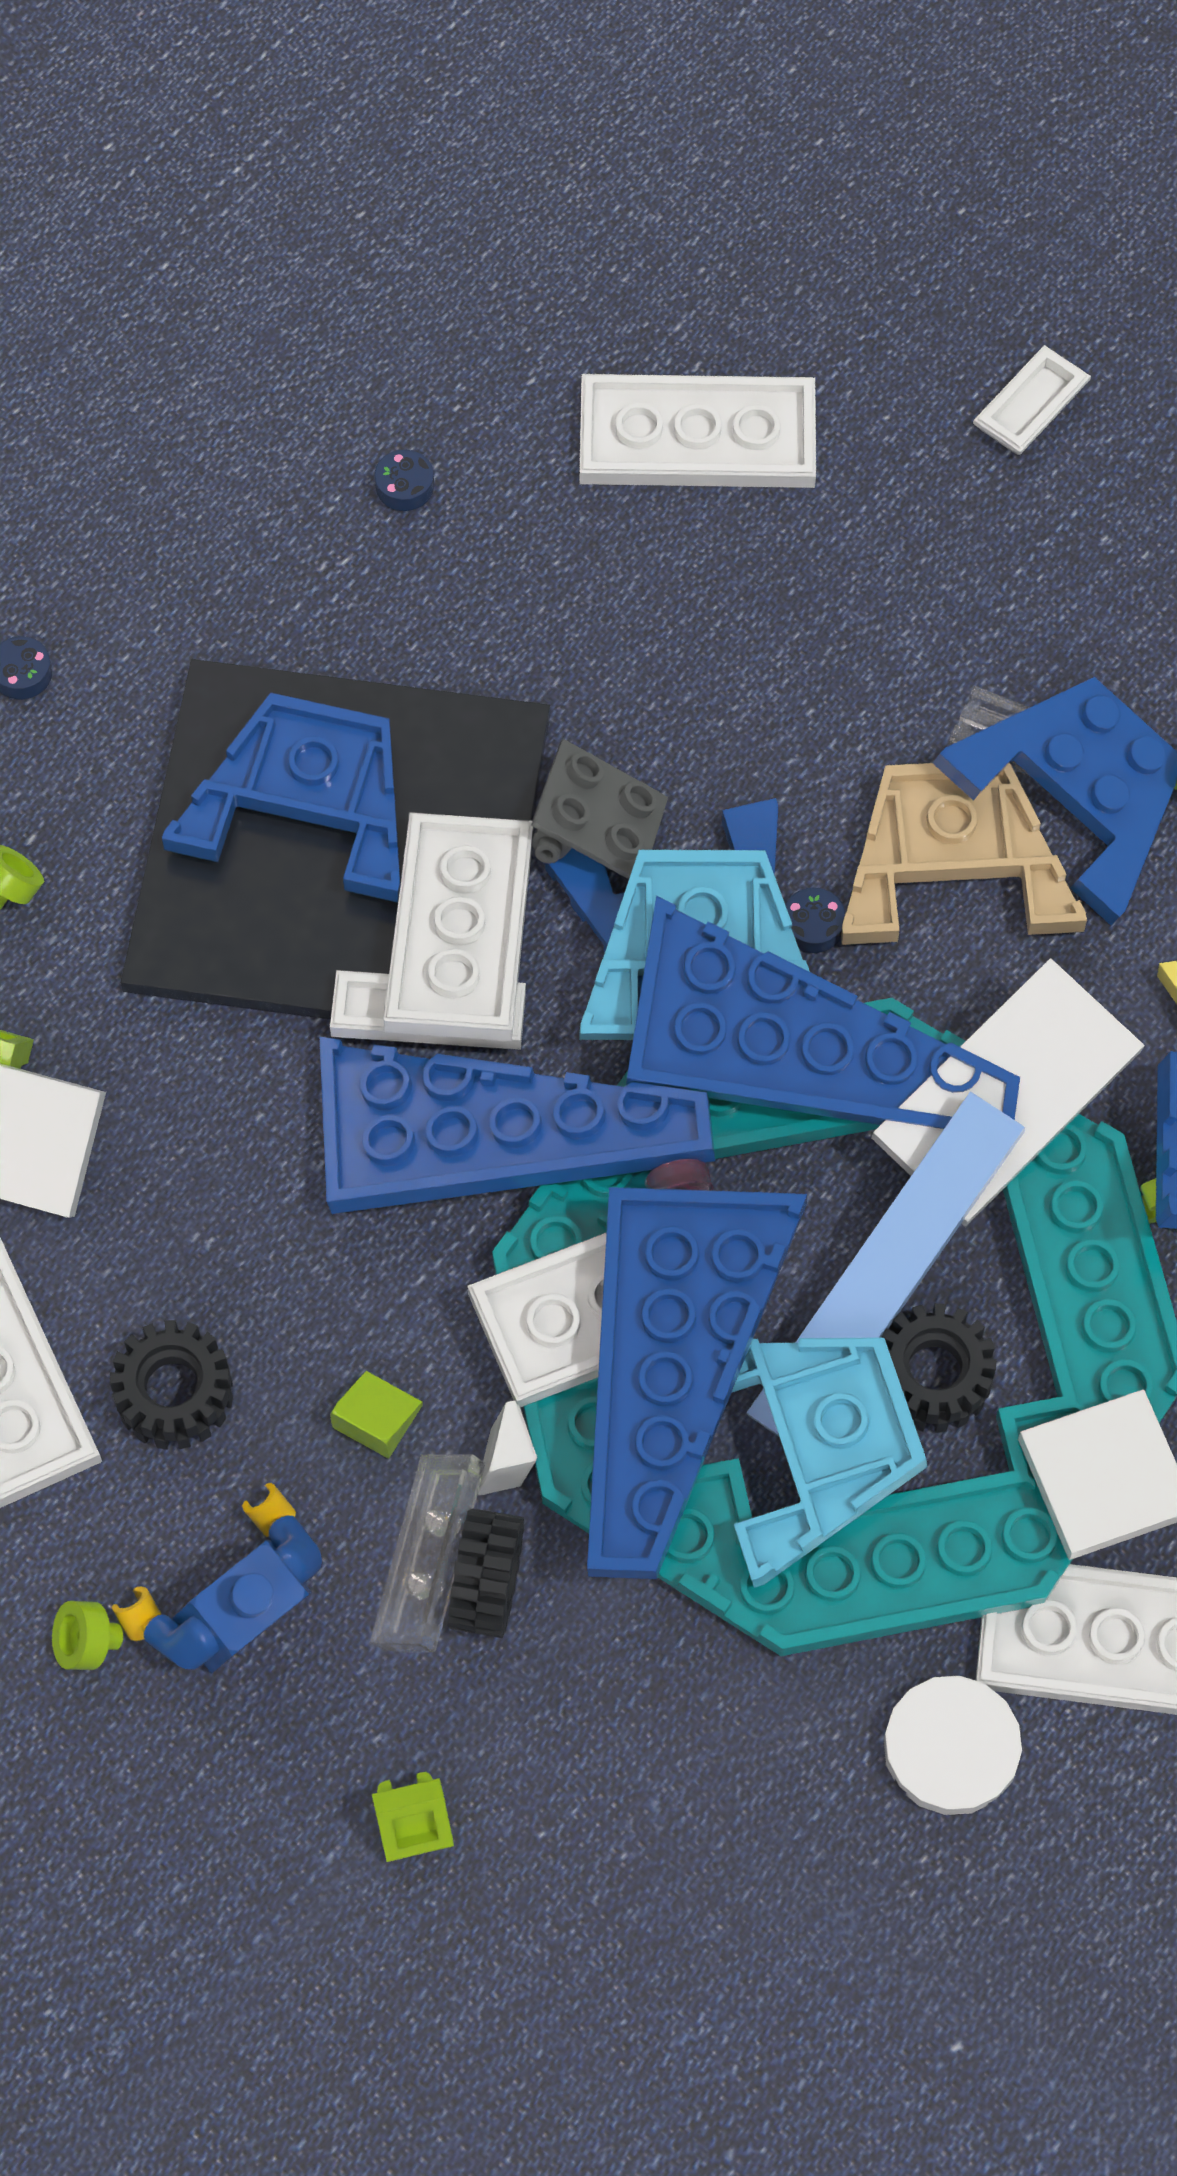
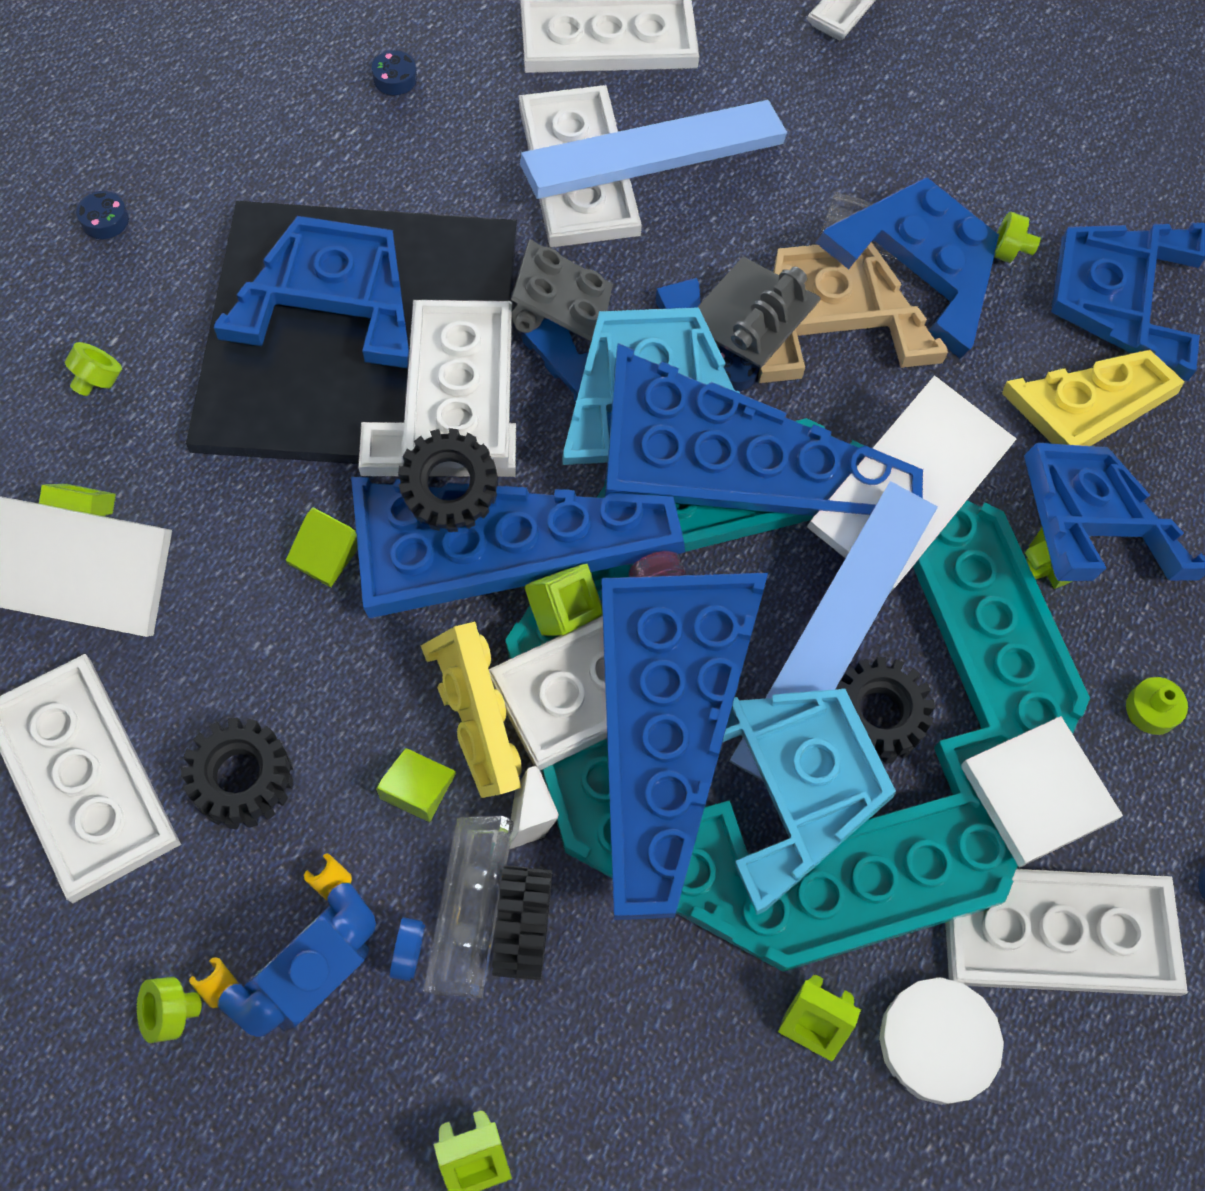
camera: 10 degrees left, 0 degrees up
(280, 1123) = (322, 547): none -> lime slope
(355, 1594) = (407, 949): none -> blue tile
(437, 1016) = (440, 449): none -> black tyre
(445, 1309) = (470, 692): none -> light yellow wing
(565, 1209) = (564, 600): none -> lime slope
(639, 627) = (591, 212): none -> white tile
(739, 613) = (651, 148): none -> light blue tile
(813, 1707) = (820, 1019): none -> lime tile
(841, 851) = (757, 309): none -> dark grey hinge

